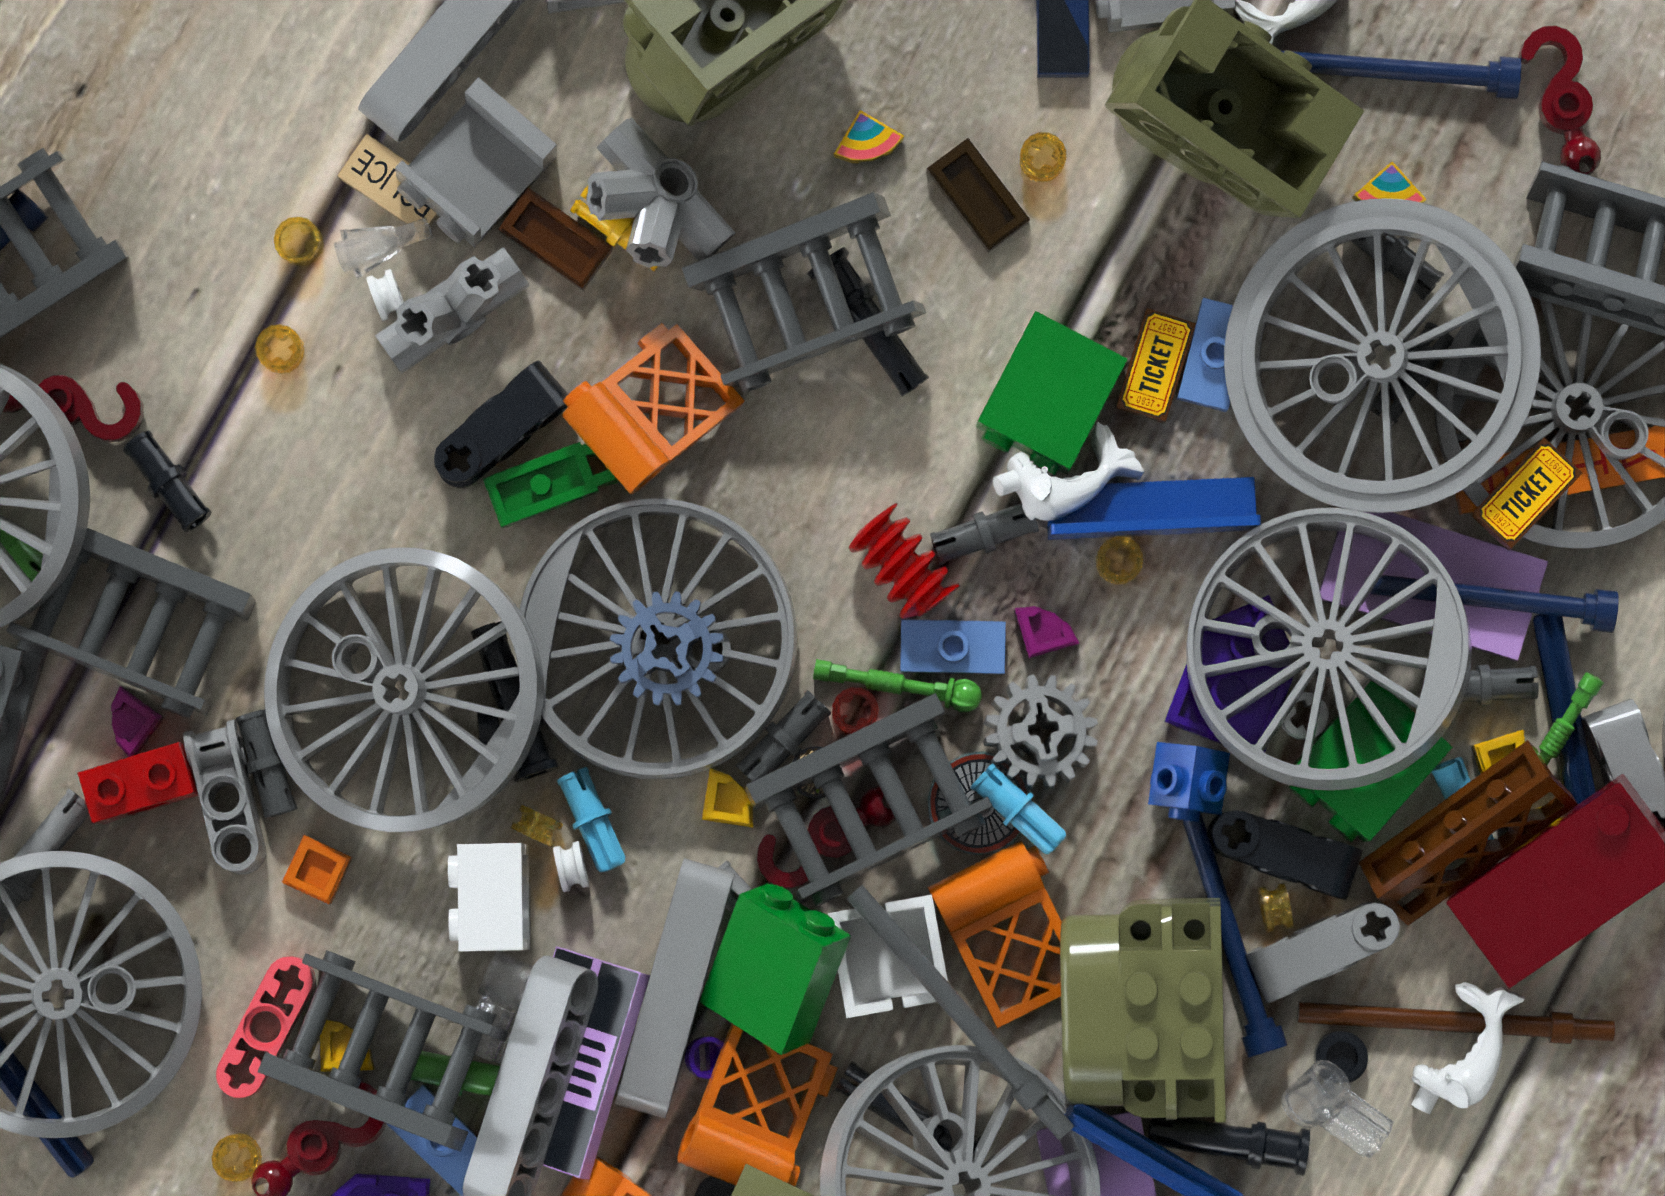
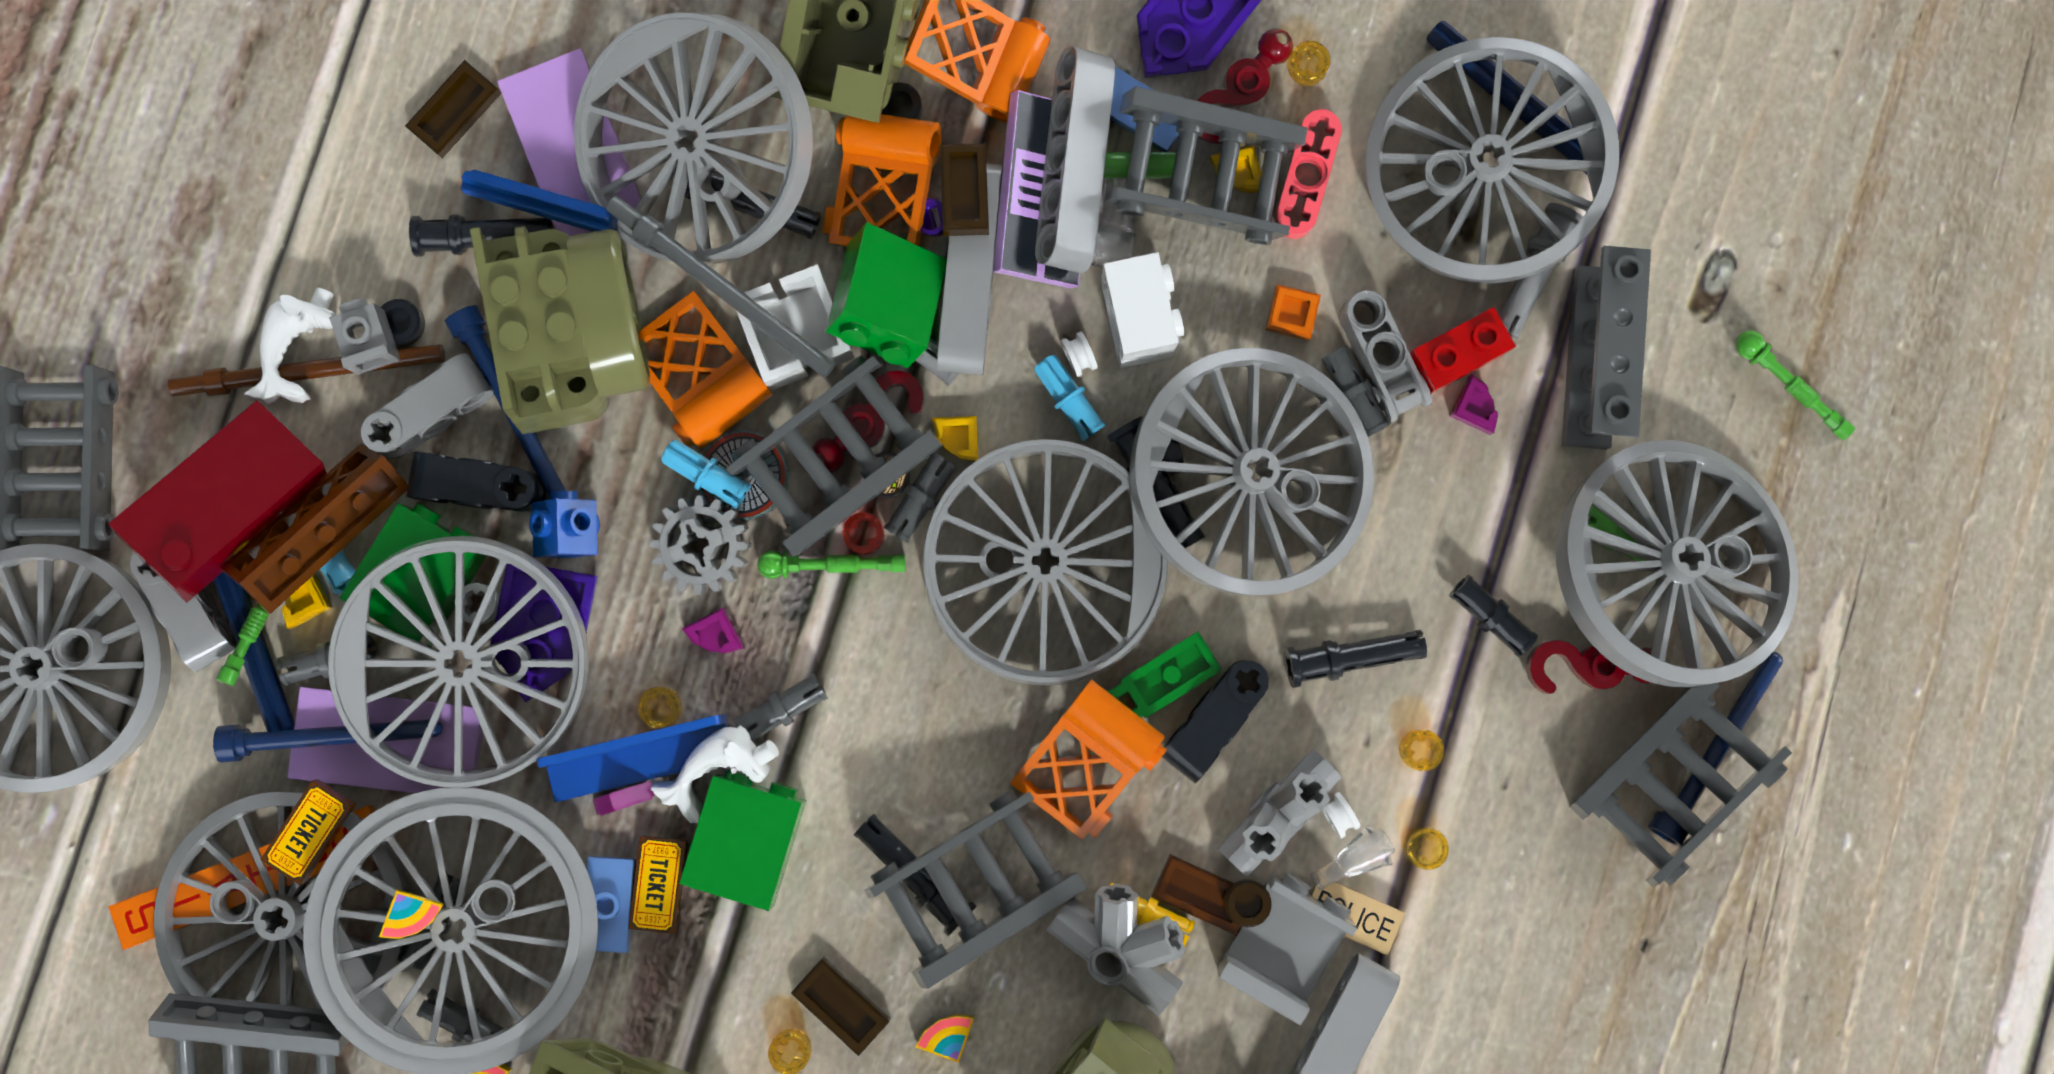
camera: 170 degrees right, 0 degrees up
(172, 586) = (1468, 524): dark grey fence -> none
(356, 466) = (1333, 659): none -> black pin
(508, 219) = (1247, 903): none -> dark brown tile
(537, 826) = (1115, 382): clear yellow bush -> none
(663, 1075) = (964, 189): none -> dark brown tile
(688, 634) = (1046, 533): sand blue gear -> none
(901, 564) = (844, 665): red piece -> none
(952, 647) = (790, 604): medium blue plate -> none
(1177, 466) = (623, 798): none -> magenta tile
(1275, 907) = (474, 435): clear yellow bush -> none
(1326, 1099) = (401, 281): clear piece -> none
(1370, 1022) = (374, 347): none -> light grey brick
(1422, 378) = (408, 915): none -> tile

